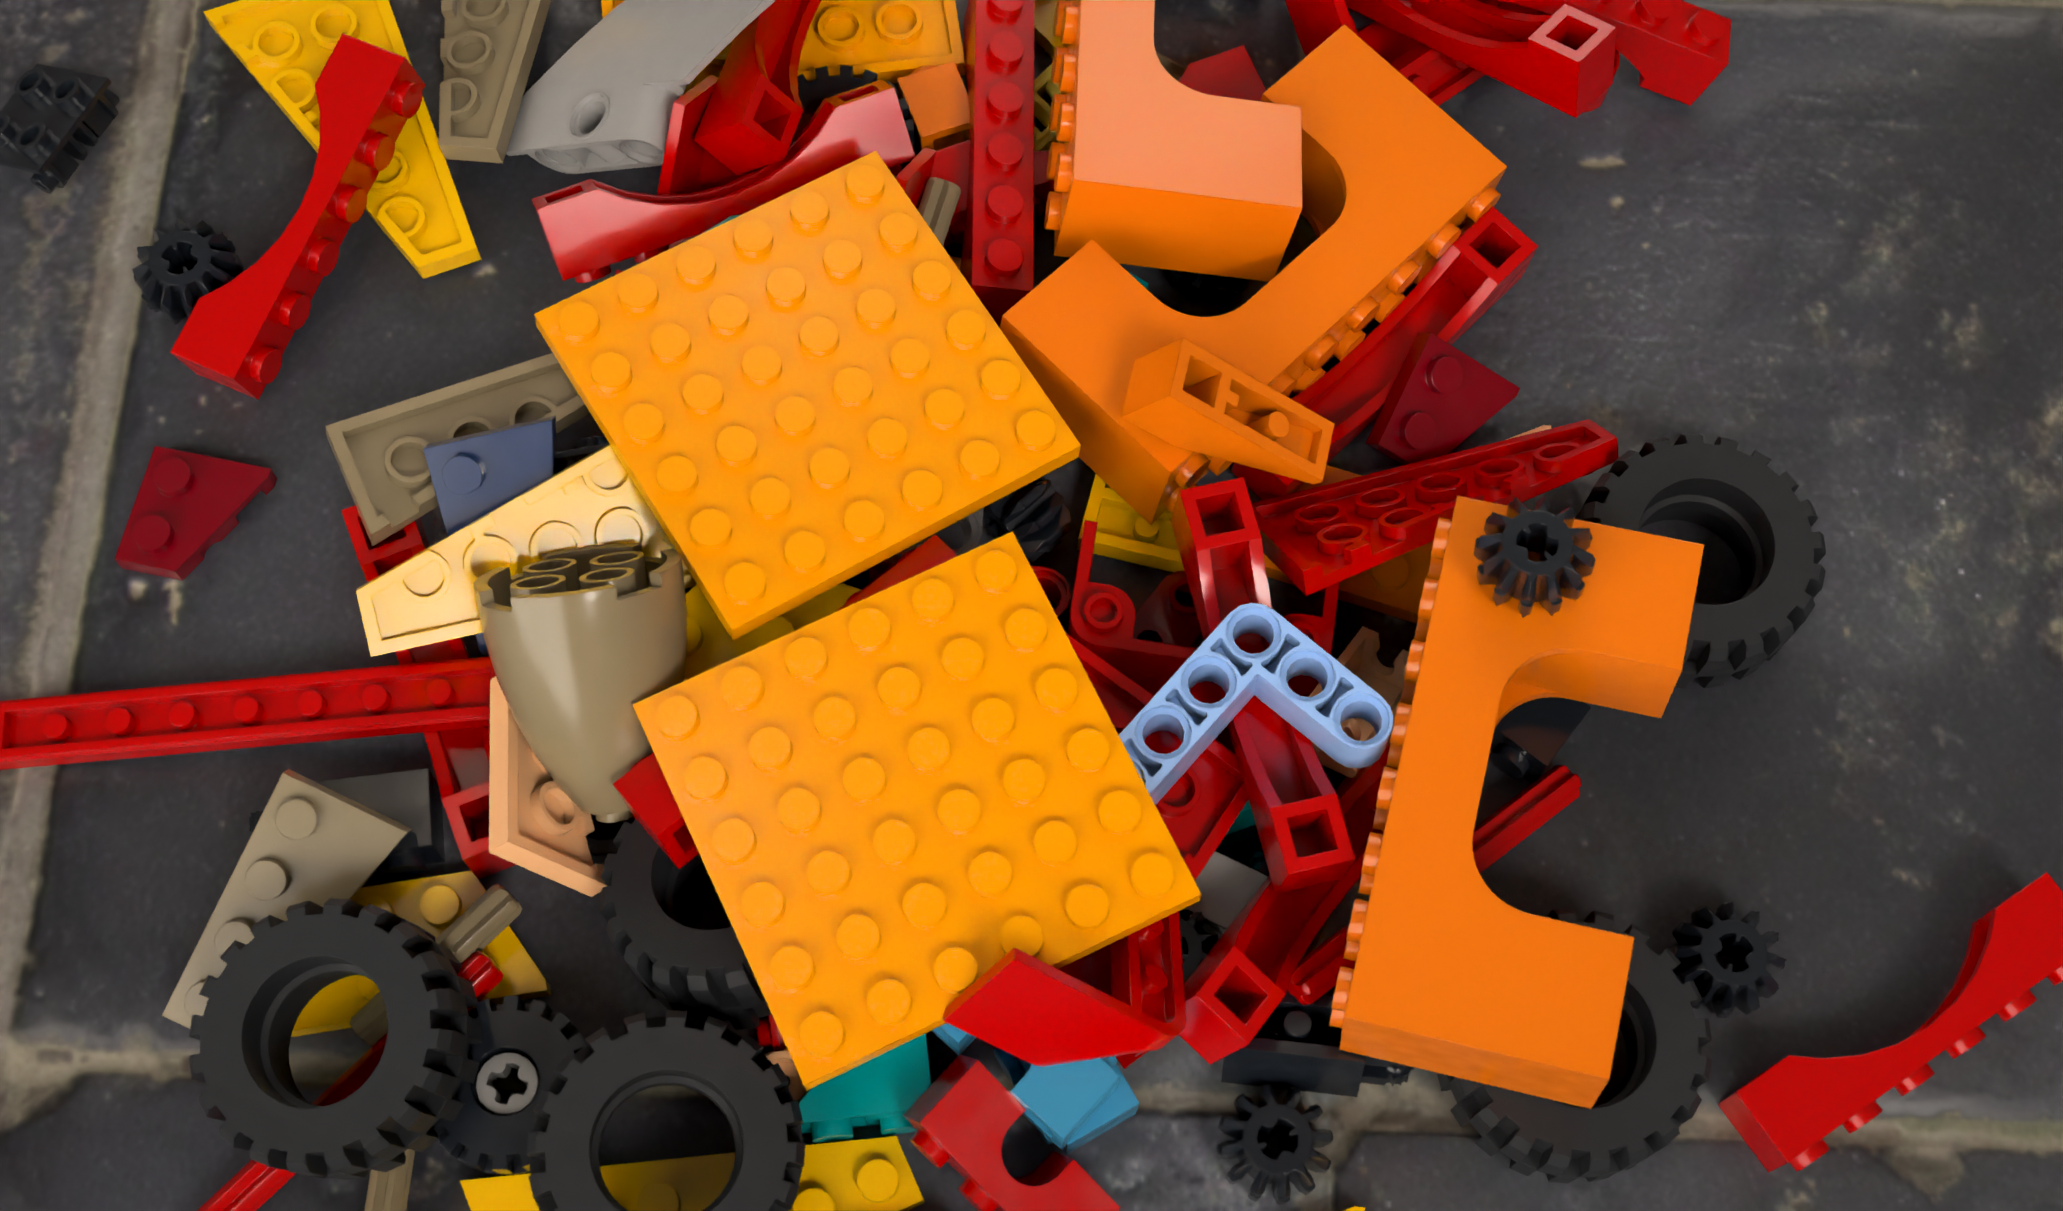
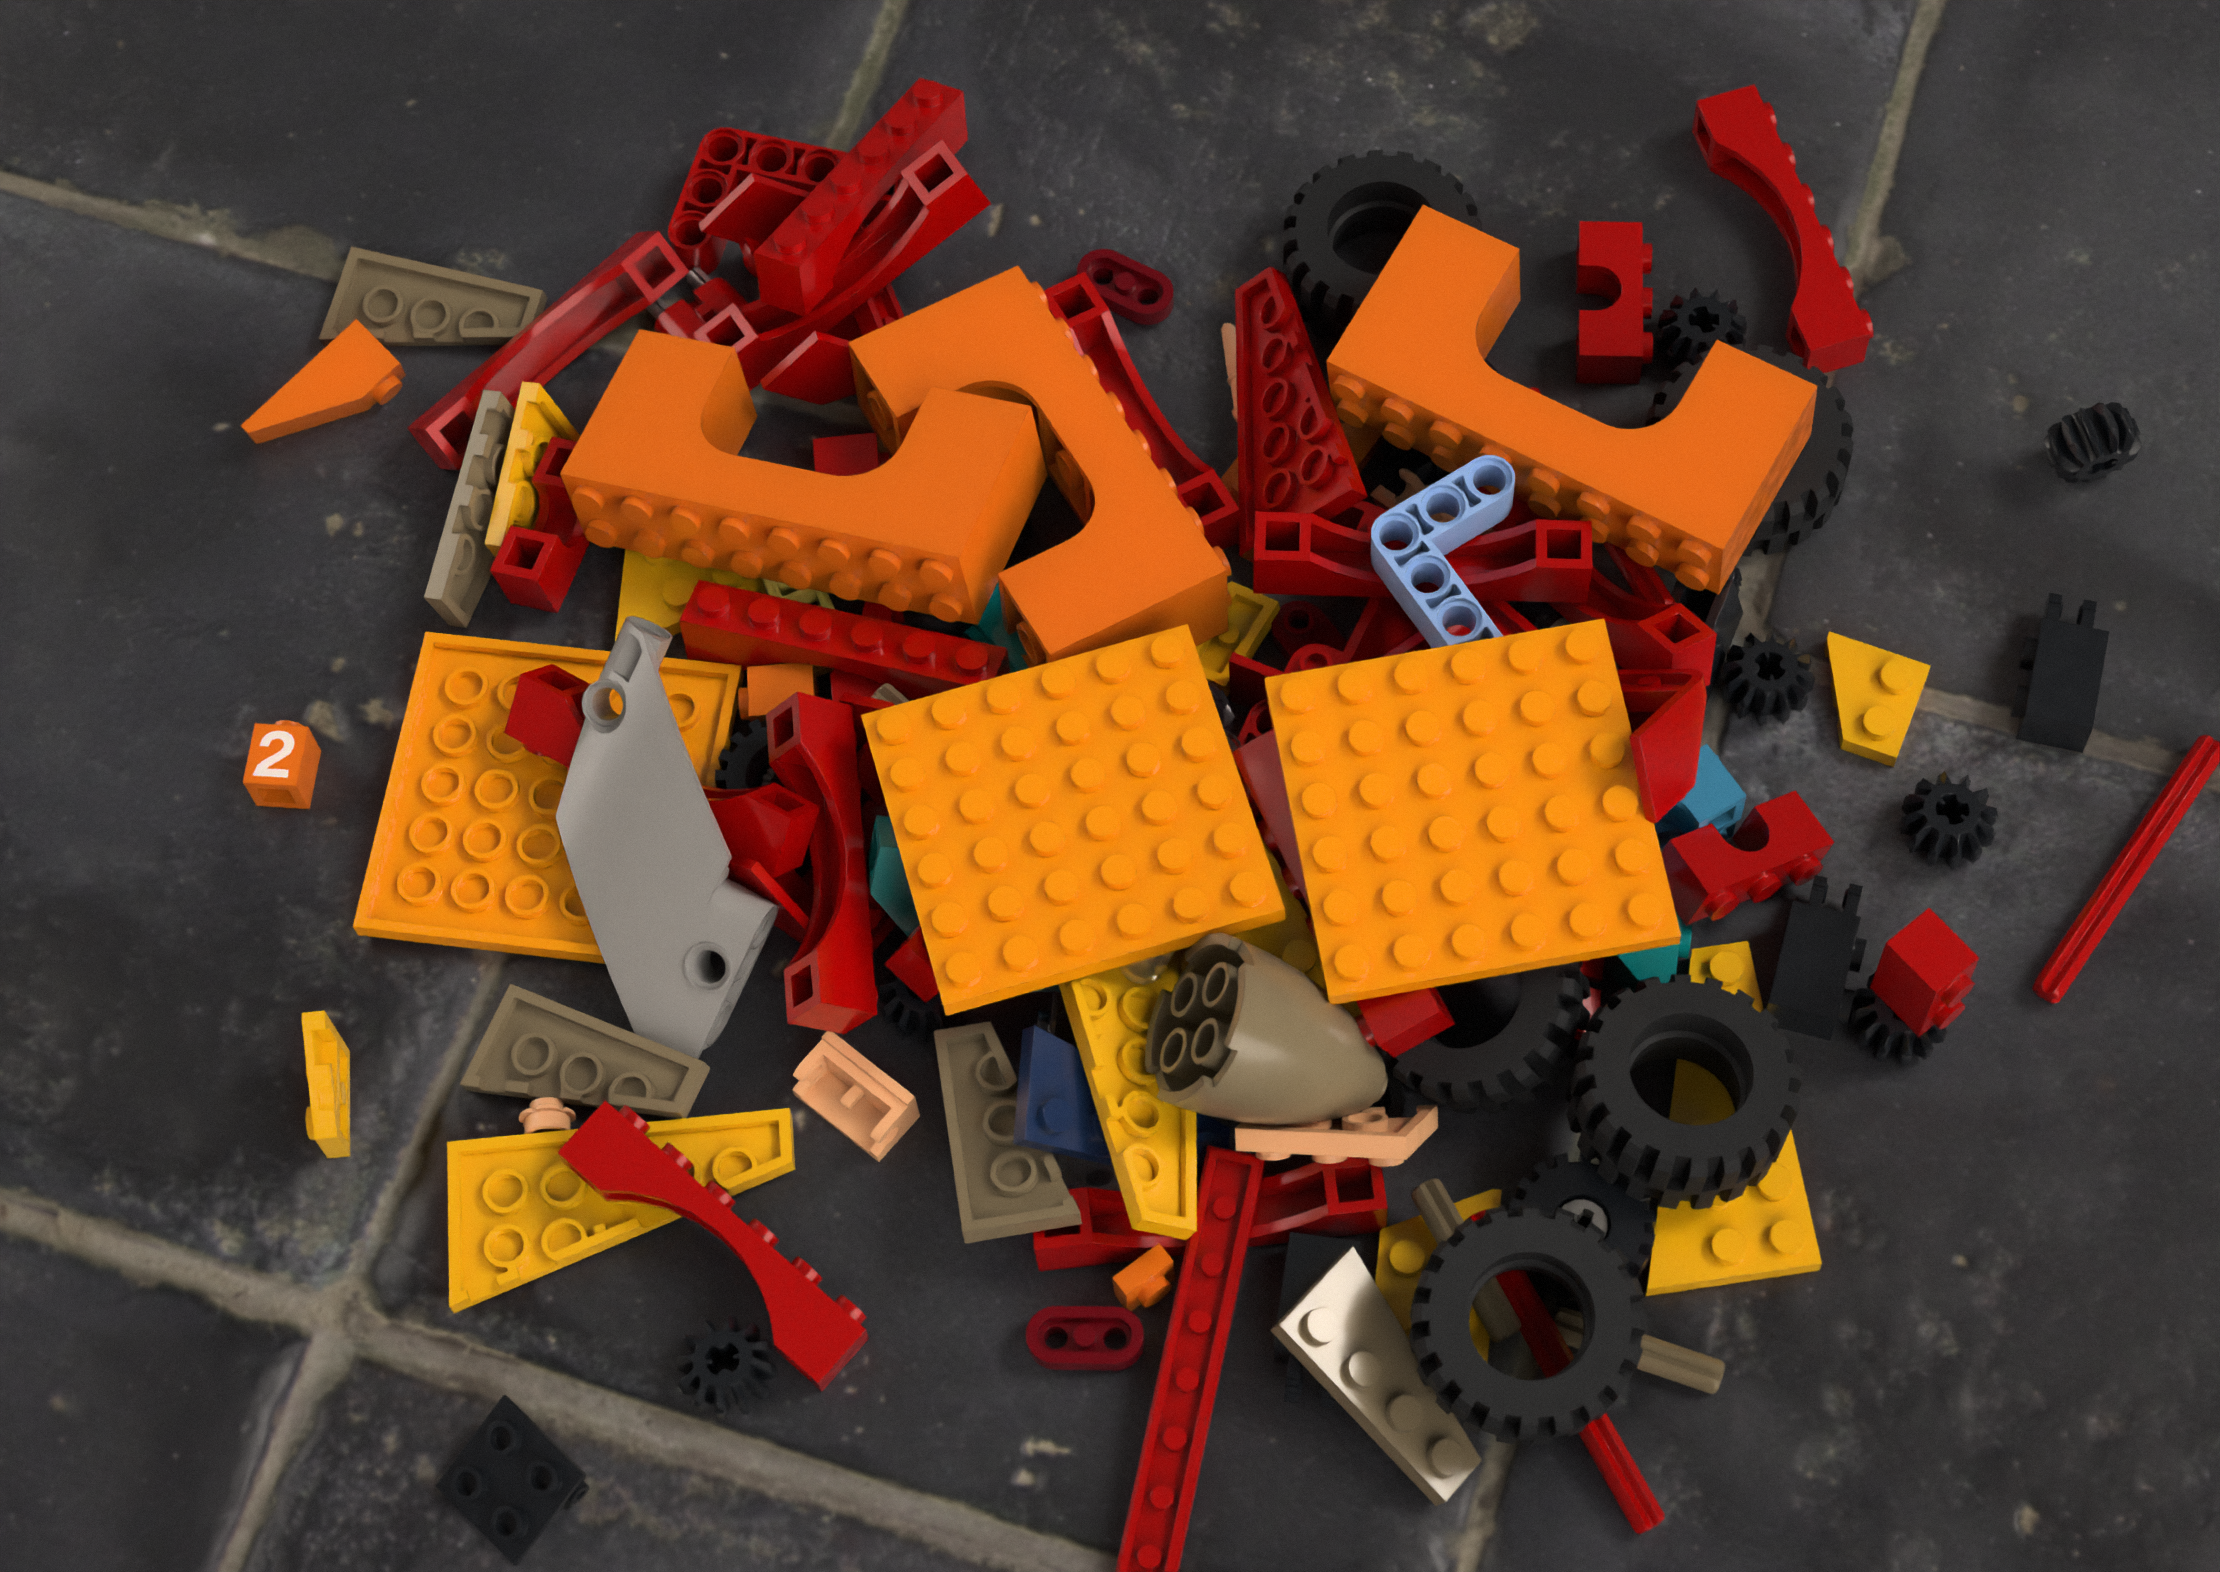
camera: 65 degrees left, 5 degrees down
(186, 508) = (963, 1416): dark red wing -> none
(287, 605) = (1085, 1333): none -> dark red plate
(351, 639) = (1145, 1279): none -> orange plate
(421, 40) = (546, 1115): none -> light nougat plate
(505, 322) = (855, 1096): none -> light nougat hinge
(1225, 413) = (1194, 512): orange slope -> none
(1437, 402) = (1185, 395): dark red wing -> none
(1557, 313) = (1129, 286): none -> dark red plate
(1560, 549) = (1404, 314): black gear -> none
(1677, 860) = (1613, 266): none -> red arch

